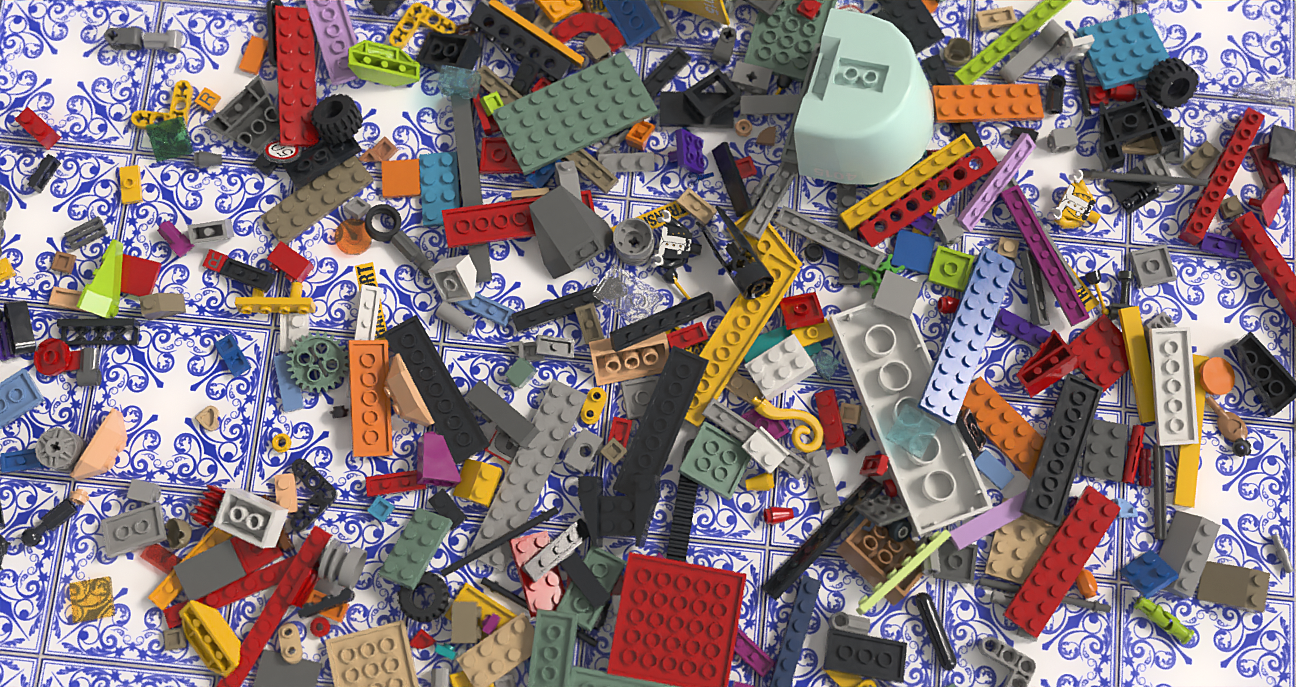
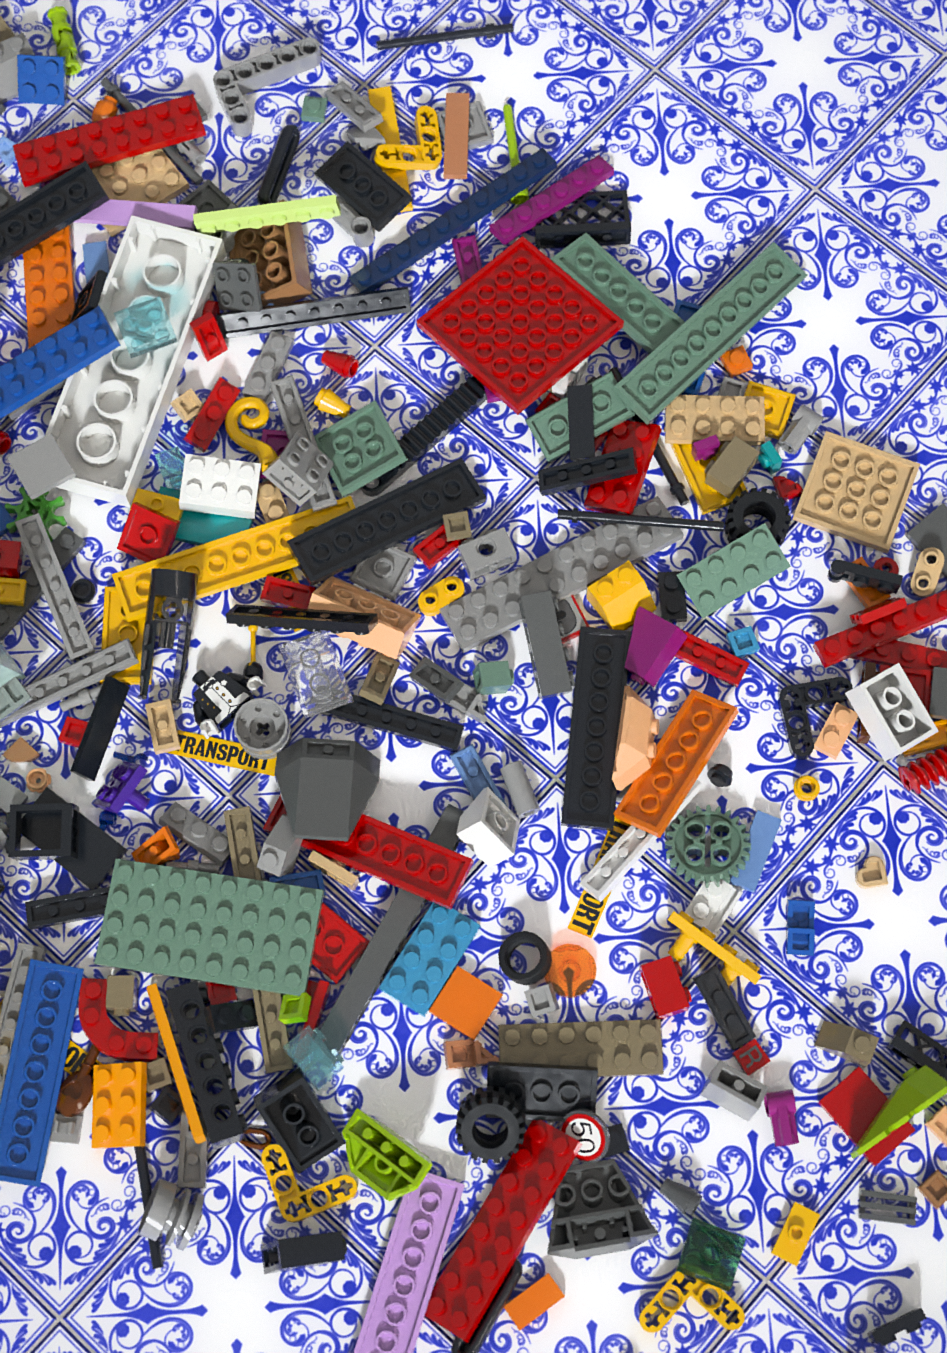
camera: 140 degrees left, 5 degrees down
(207, 99) = (630, 1282): light orange tile -> none
(340, 563) = (818, 601): light grey wheel -> none
(412, 253) = (514, 896): dark grey piece -> none
(618, 513) = (496, 464): black wedge -> none
(738, 414) = (299, 469): none -> light grey bracket
(765, 450) = (303, 415): white plate -> none
(857, 439) = (200, 377): black tile -> none

